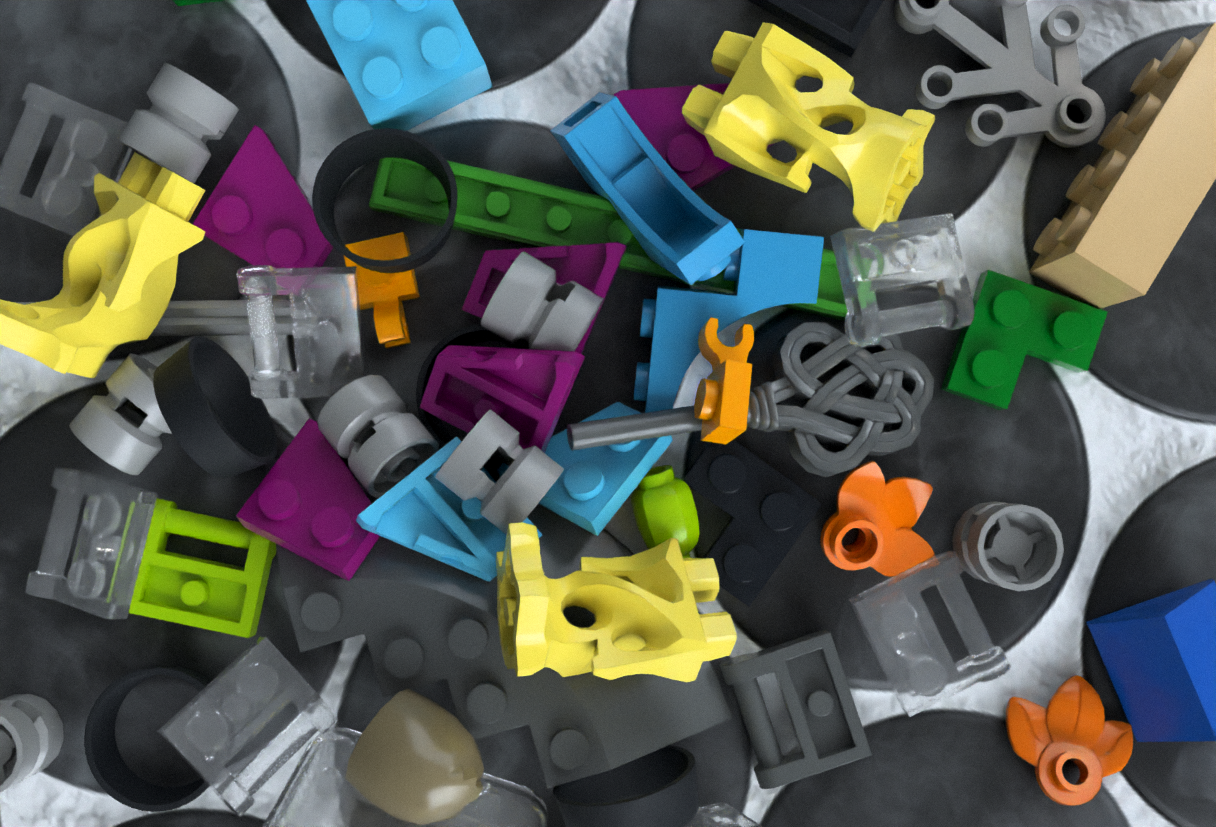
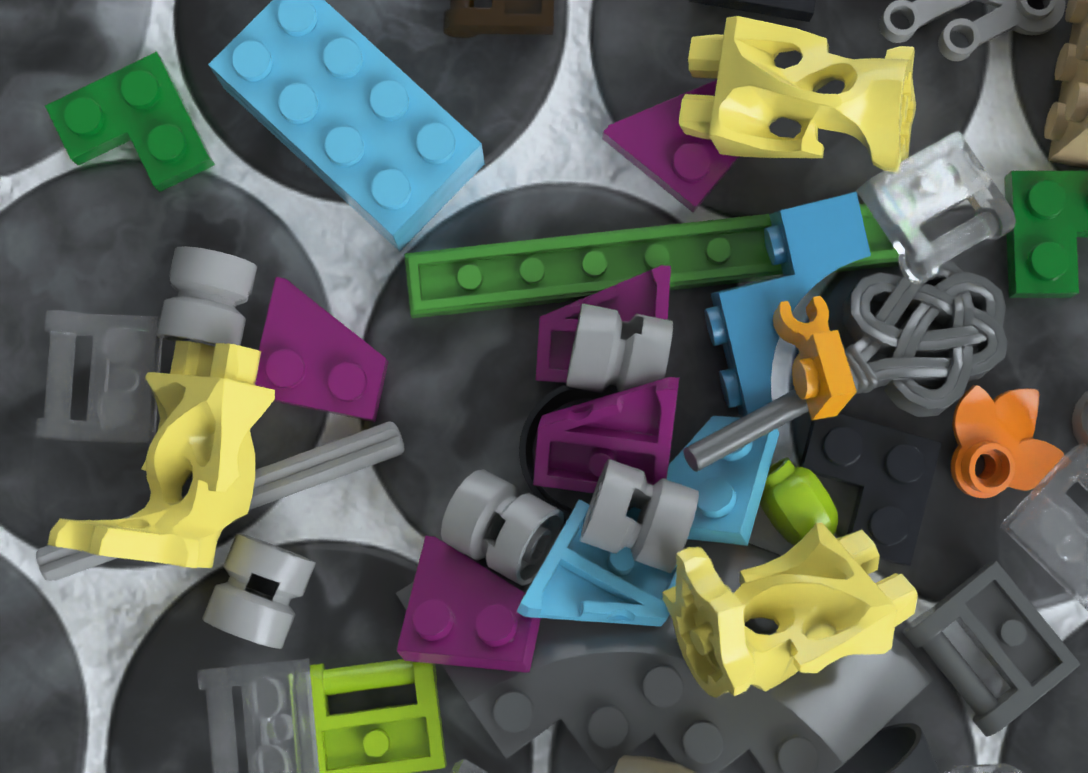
camera: 20 degrees left, 5 degrees down
(247, 430) = (340, 556): black tyre -> none
(323, 325) = (414, 444): clear plate -> none
(366, 148) = (421, 247): black tyre -> none
(385, 290) = (447, 379): light orange plate -> none
(645, 191) = (684, 217): dark azure arch -> none

